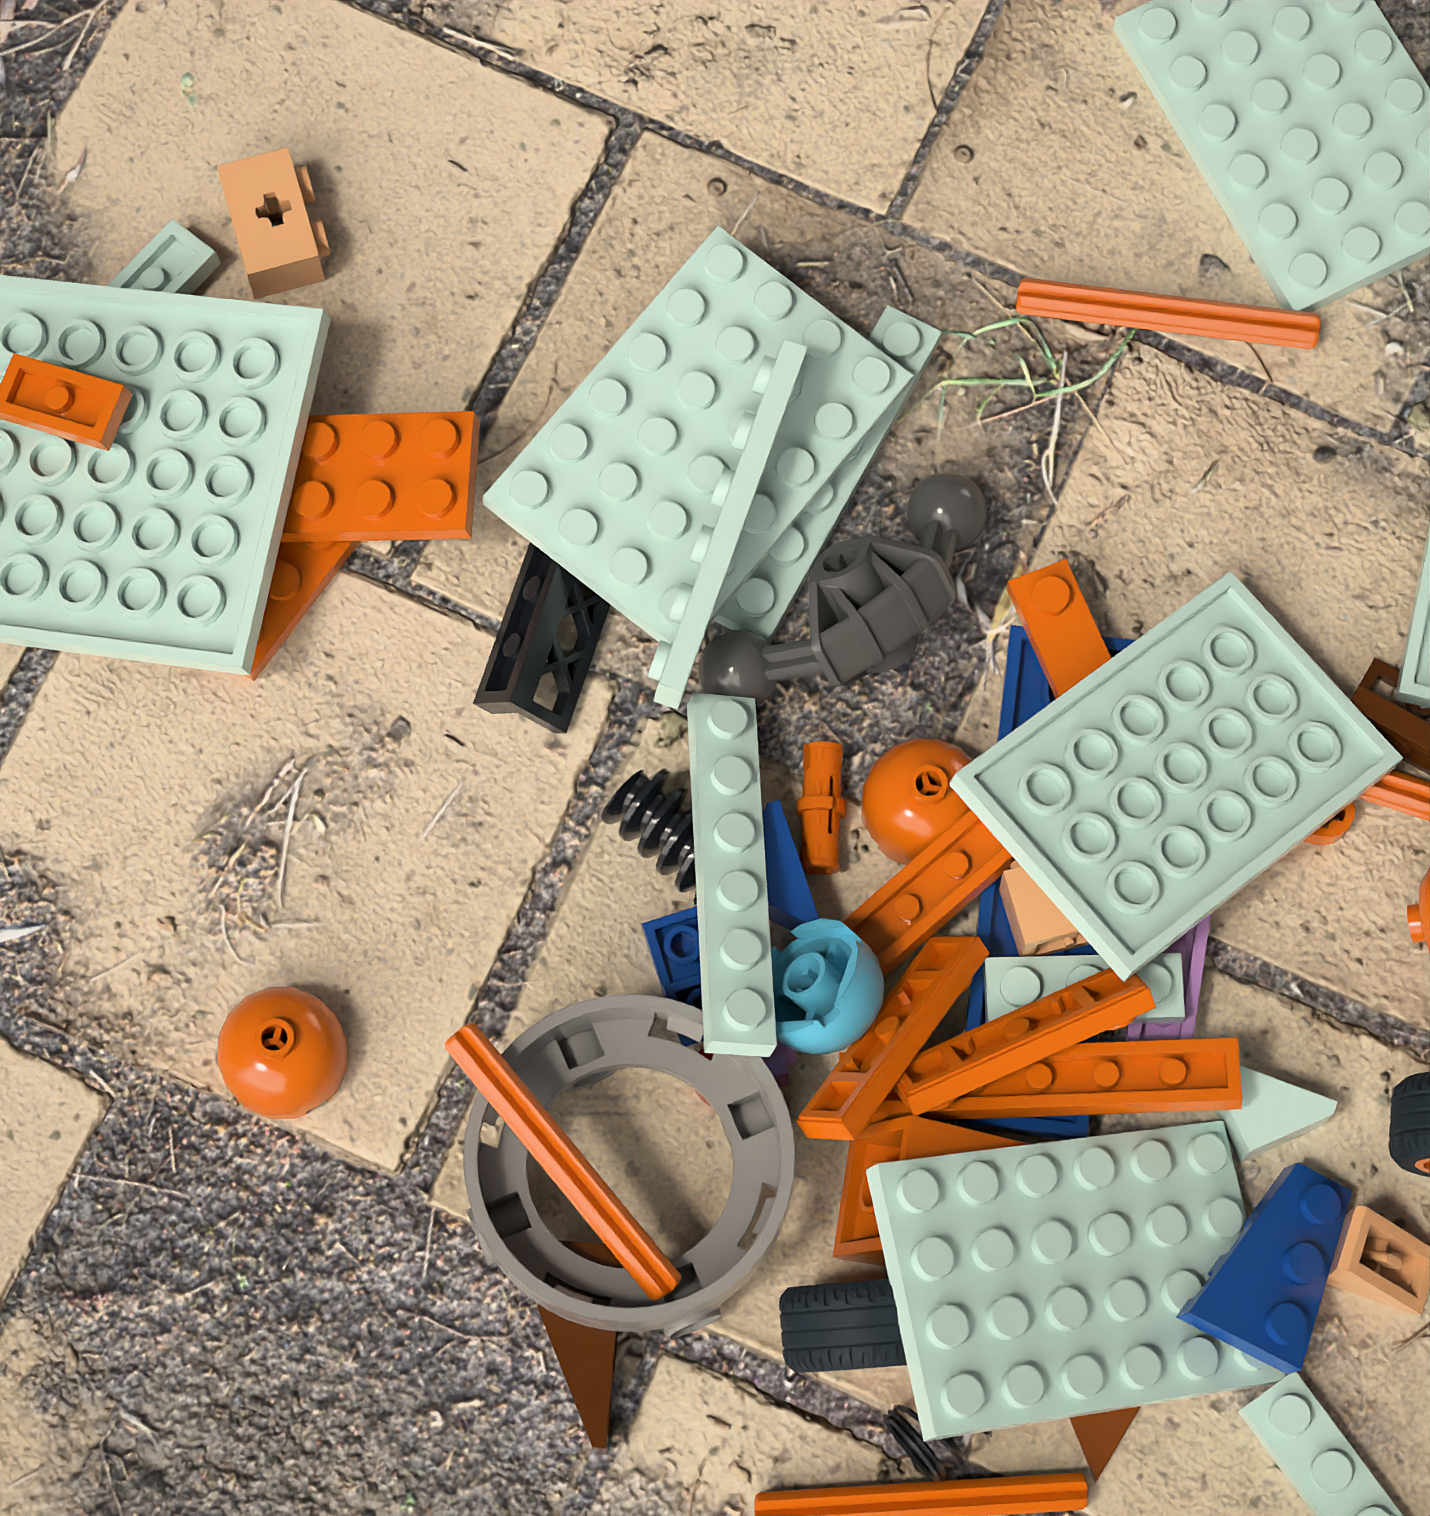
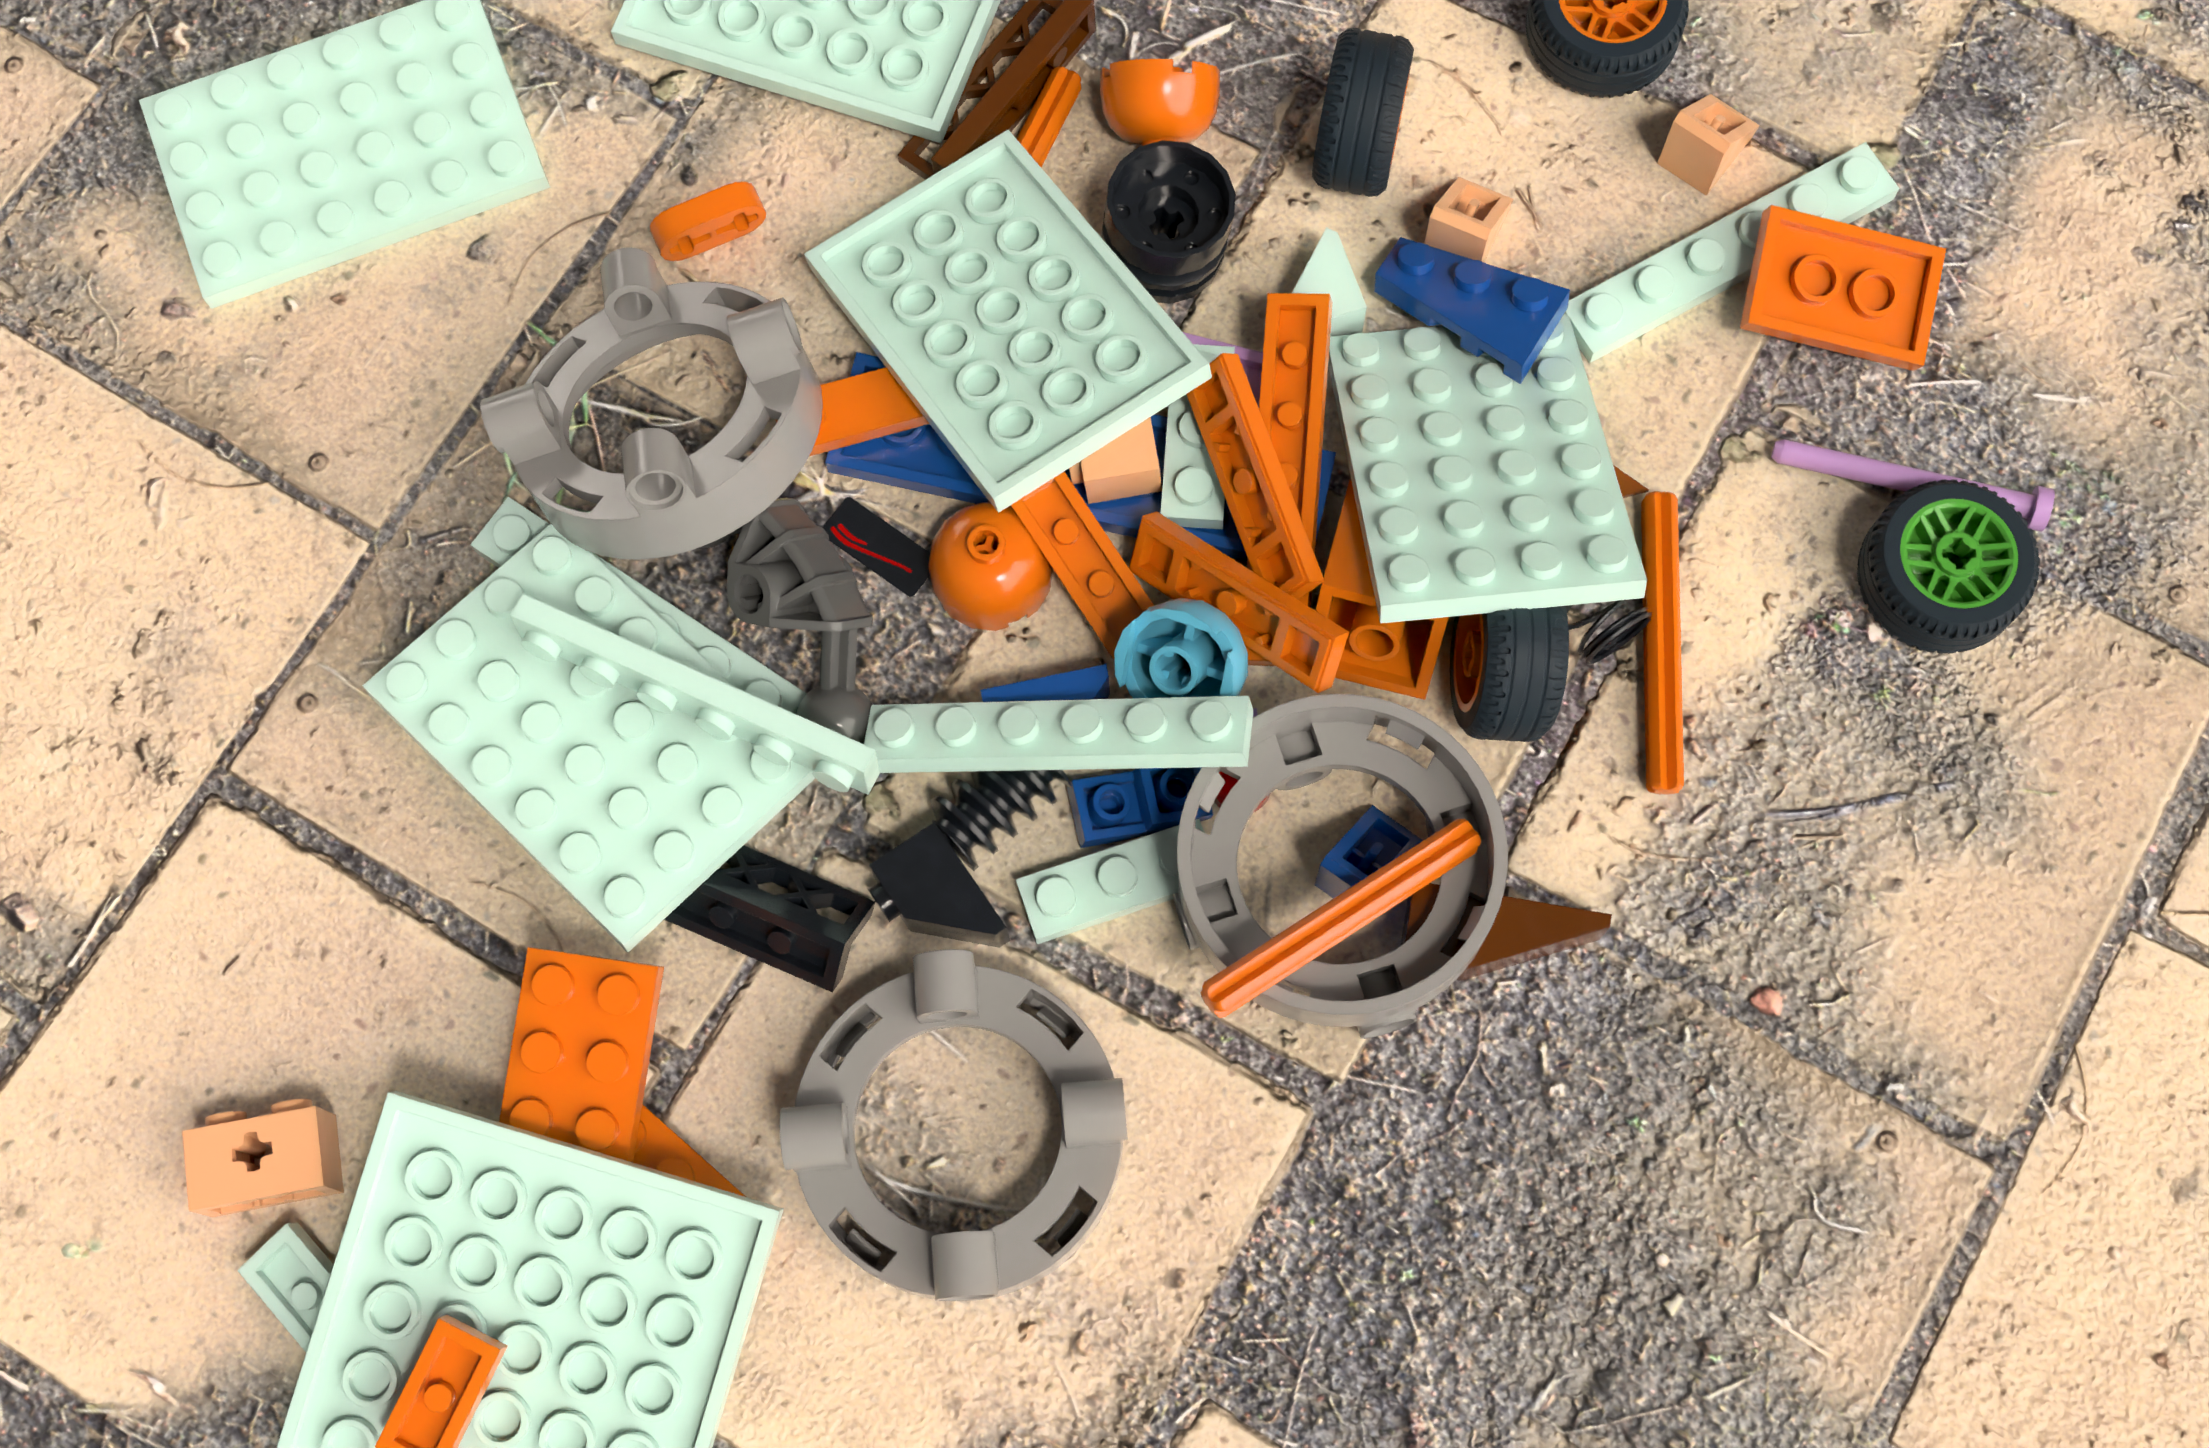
camera: 80 degrees left, 0 degrees up
(302, 1070) = (1182, 1248): orange cylinder -> none
(358, 948) = (820, 1129): none -> light grey piece
(574, 785) = (935, 891): none -> black slope
(599, 939) = (1102, 885): none -> light aqua plate
(657, 1202) = (1362, 851): none -> blue slope
(821, 807) = (981, 660): orange pin -> none
(924, 450) = (664, 497): none -> light grey piece
(938, 691) = (878, 546): none -> black sticker
(1168, 313) = (526, 283): orange axle -> none
(1266, 477) = (707, 221): none -> orange beam
(1346, 906) = (1164, 195): none -> black wheel

